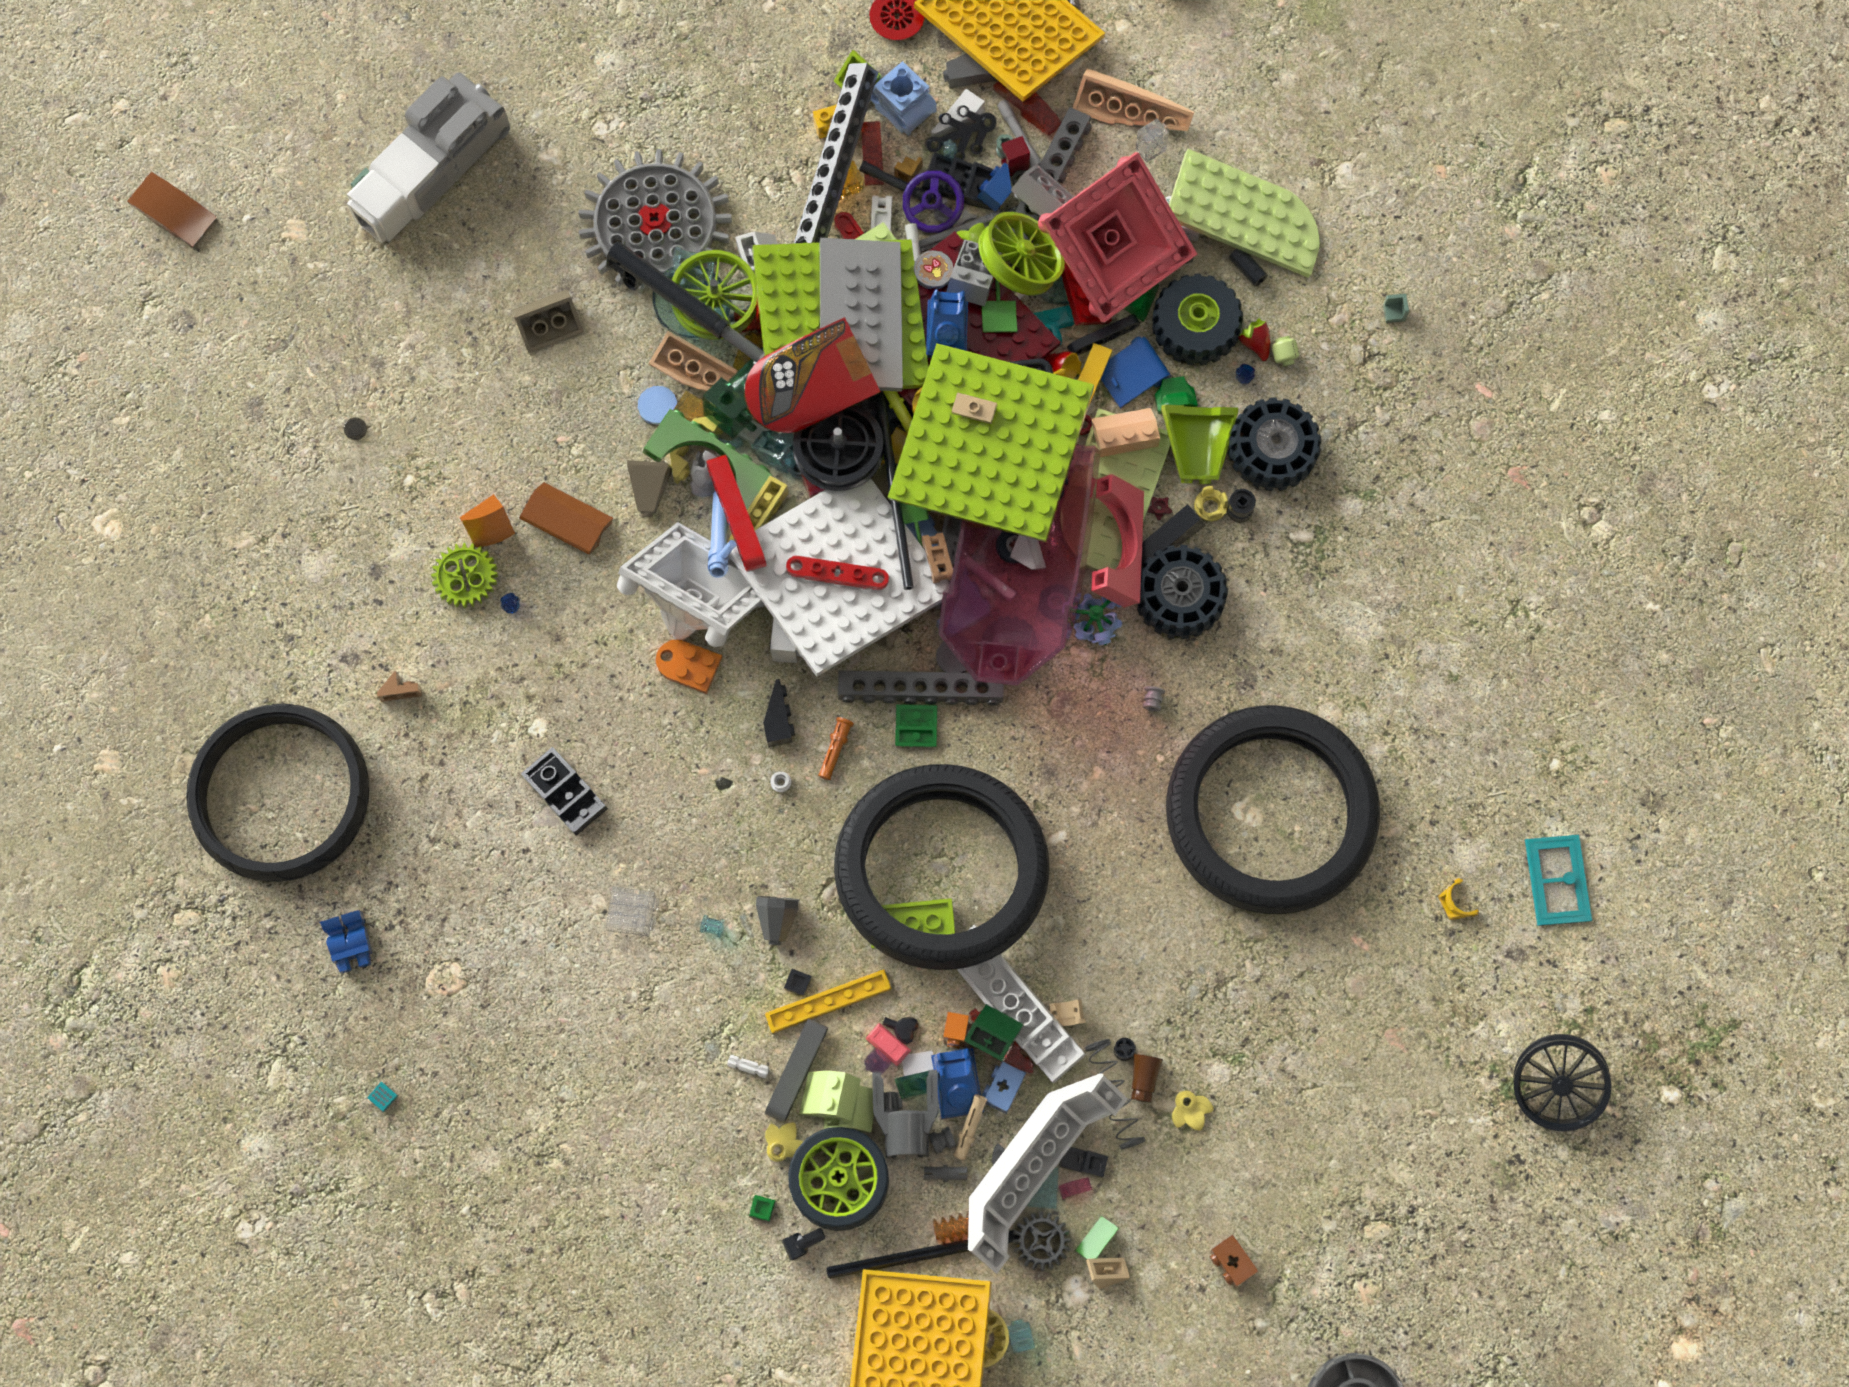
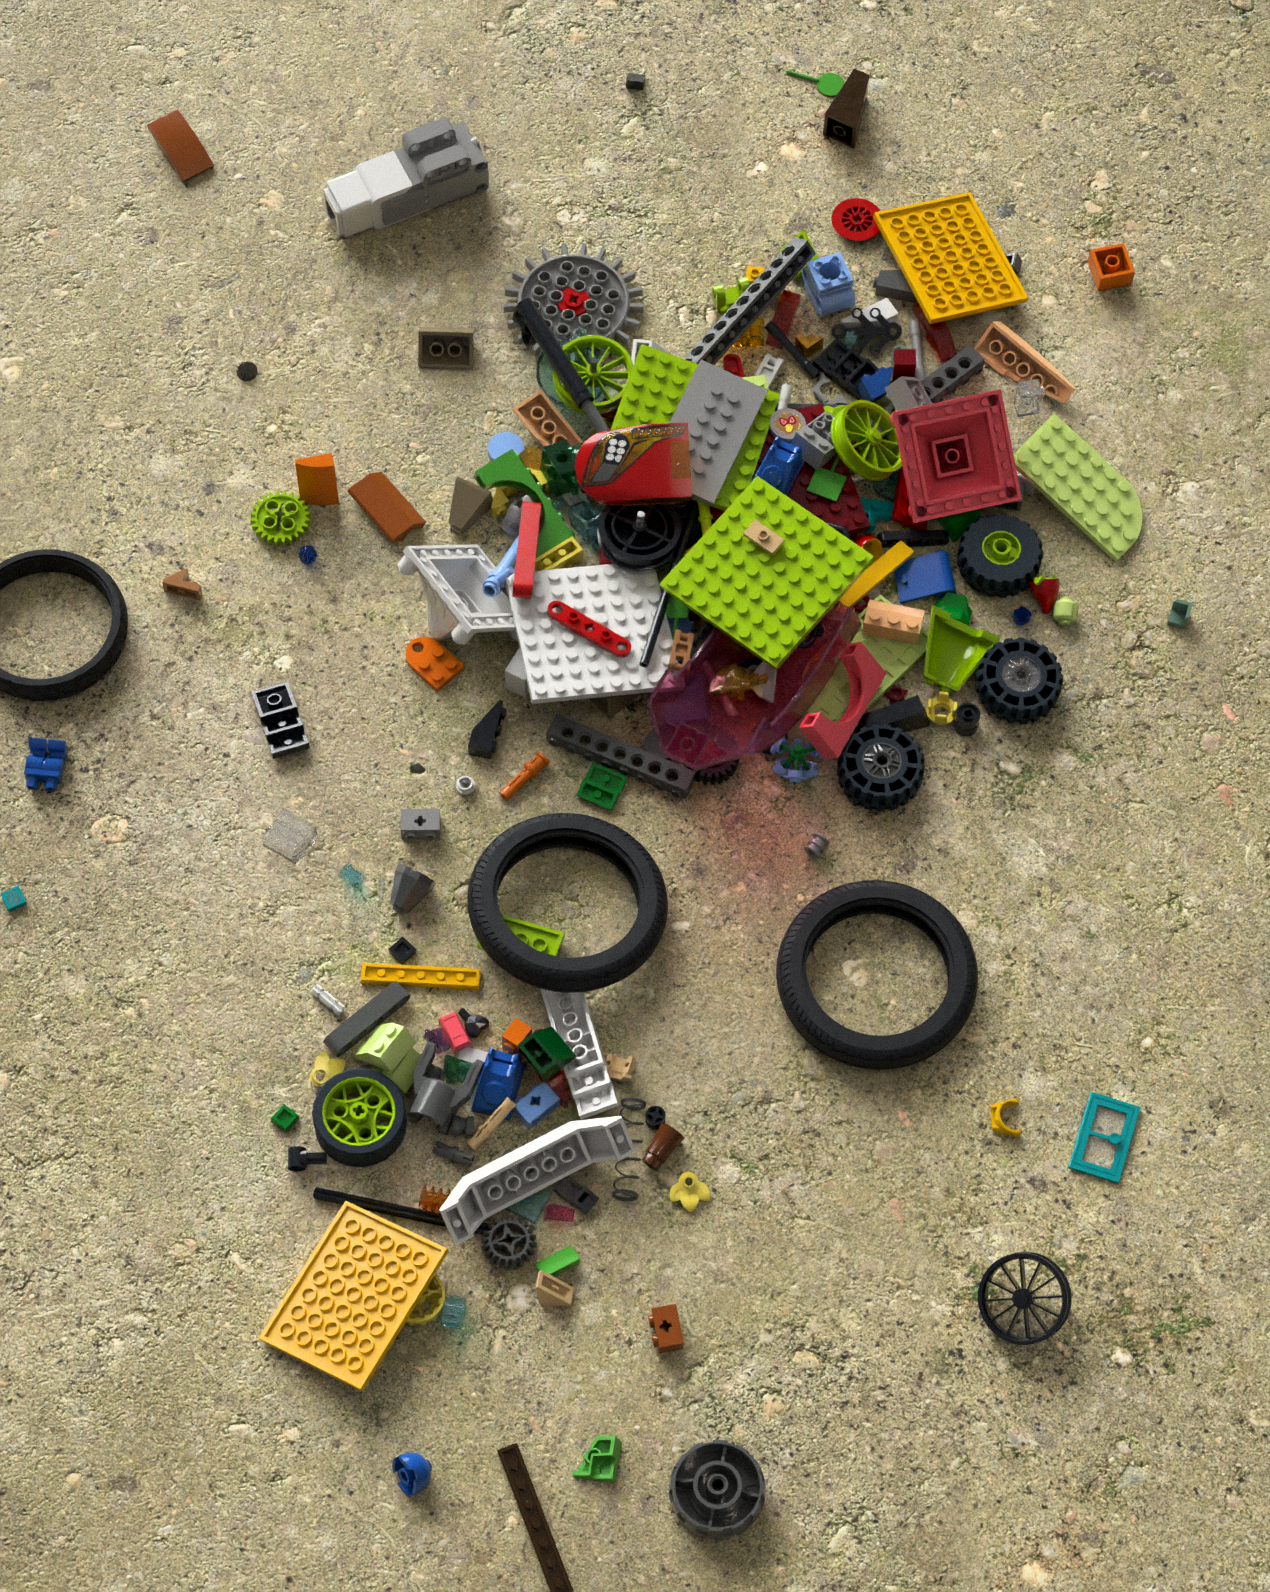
camera: 20 degrees right, 10 degrees down
(765, 837) = (413, 817): none -> light grey brick
(810, 151) = (726, 298): none -> lime piece
(933, 194) = (818, 379): dark purple piece -> none
(1004, 563) = (735, 681): none -> clear yellow helmet
(1248, 267) = (1065, 532): black axle -> none

